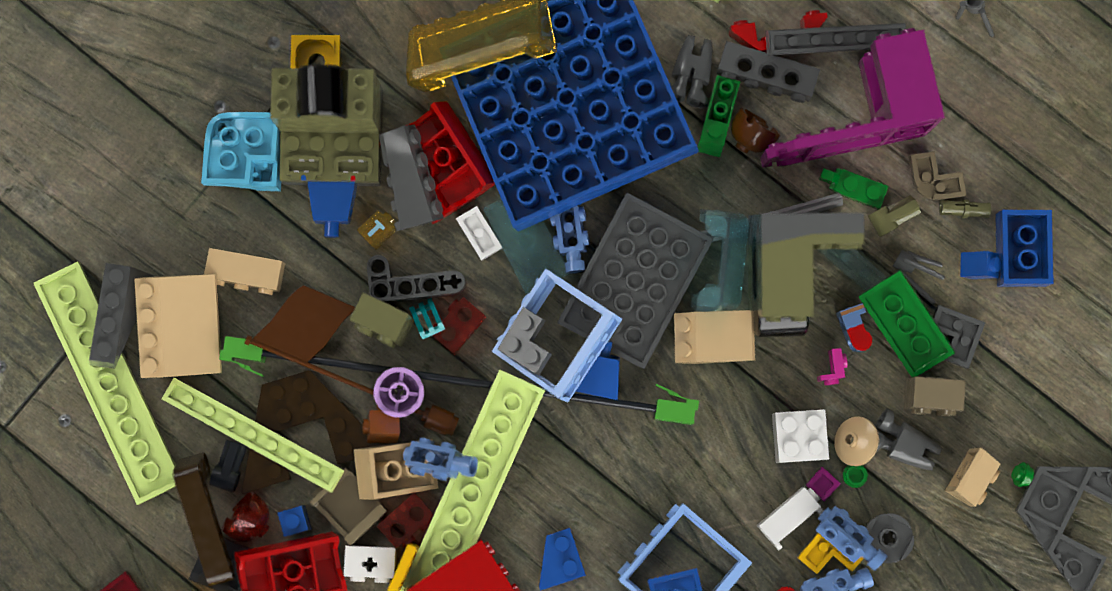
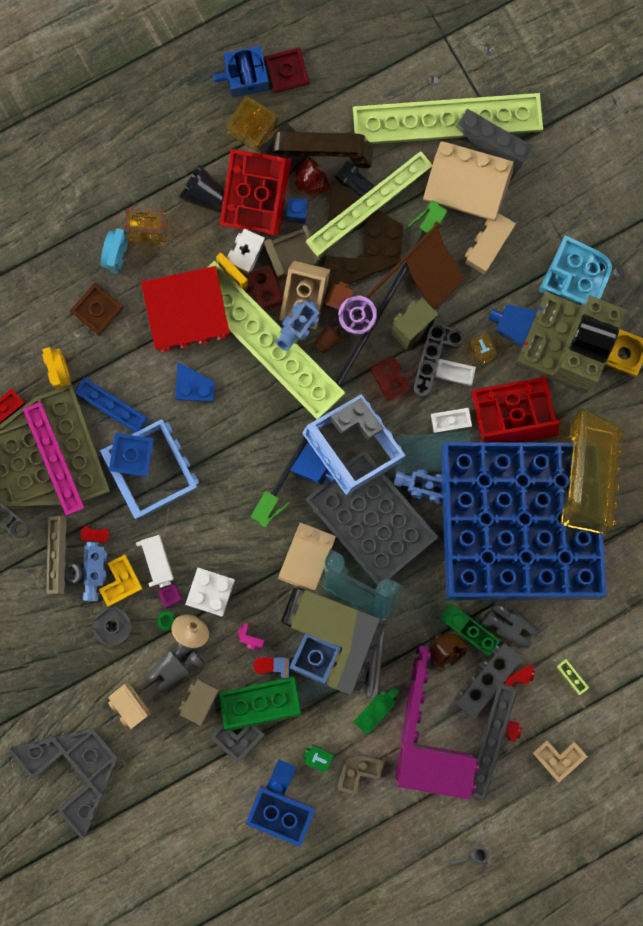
camera: 110 degrees right, 0 degrees up
(409, 178) = (510, 384): dark grey wedge -> none
(418, 250) = (455, 372): none -> white tile
(423, 310) = (411, 365): teal tile -> none
(833, 278) = (315, 659): none -> medium blue brick
(845, 537) = (124, 595): medium blue brick -> none
(890, 217) = (343, 726): olive piece -> none
(908, 261) = (305, 725): dark grey plant -> none
(939, 231) = (318, 758): none -> green brick
(965, 208) = (327, 785): olive pin -> none
(1022, 475) = (116, 743): green plate -> none

